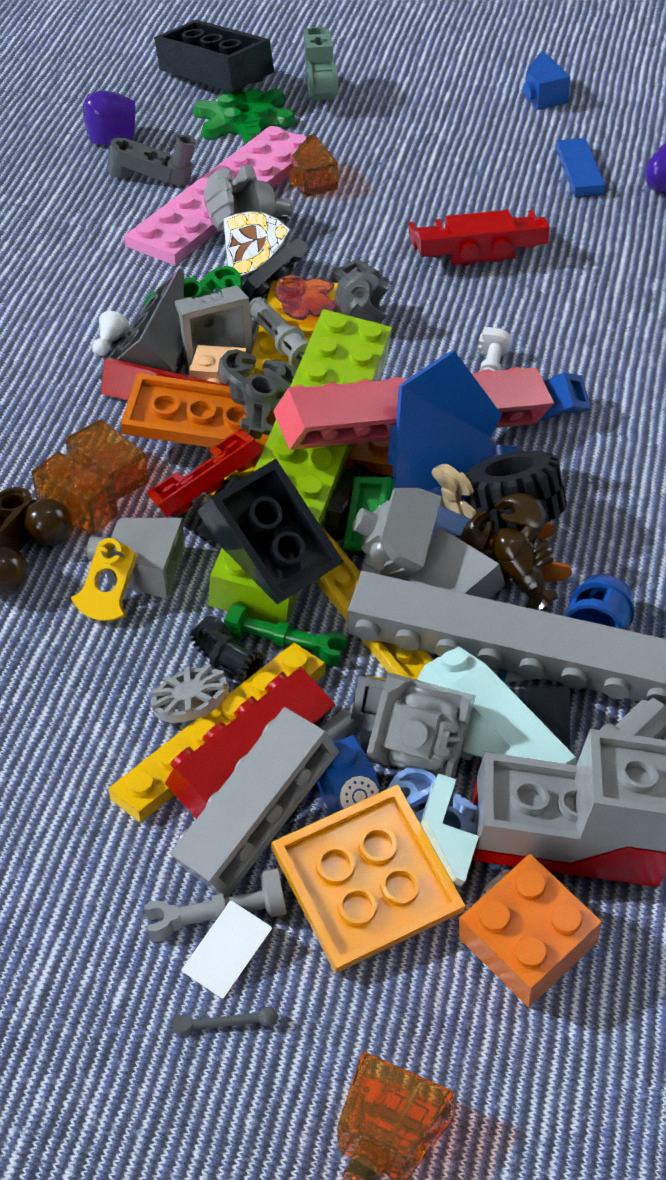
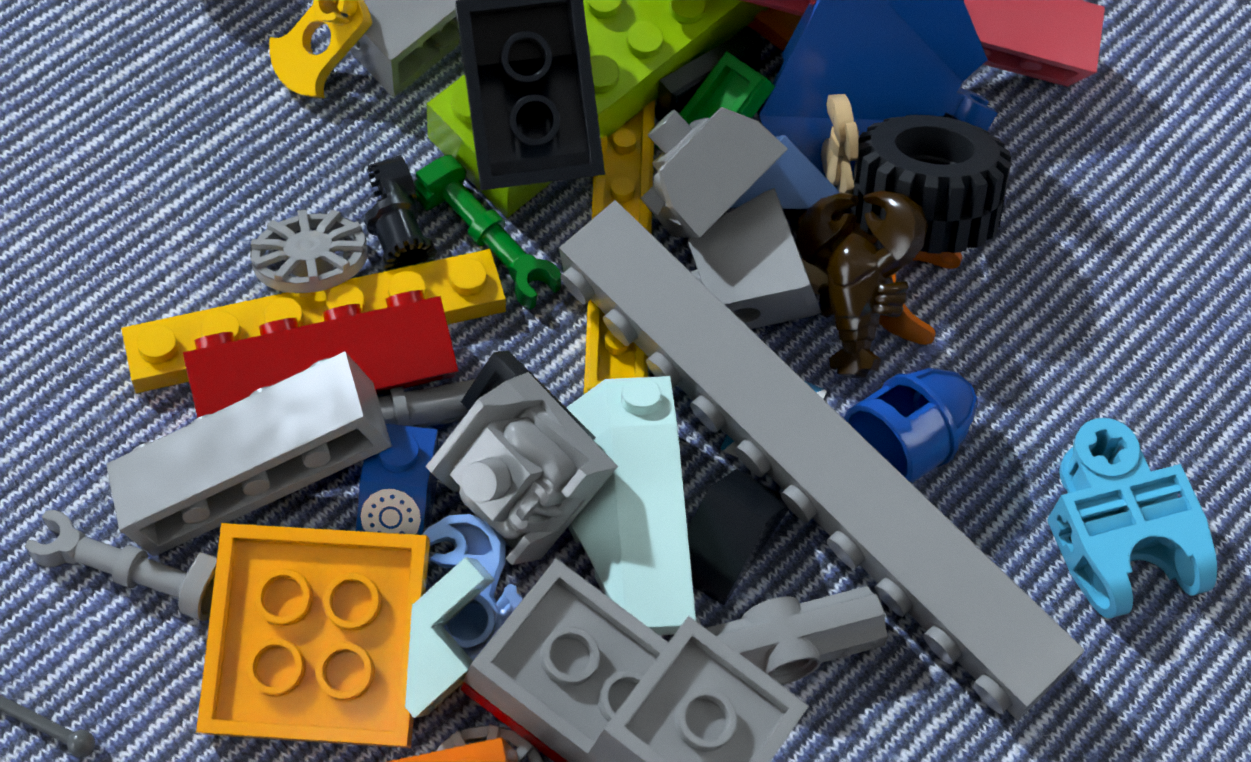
camera: 25 degrees right, 15 degrees up
(226, 949) = (97, 626): white sticker -> none
(568, 395) = (1130, 66): blue panel -> none

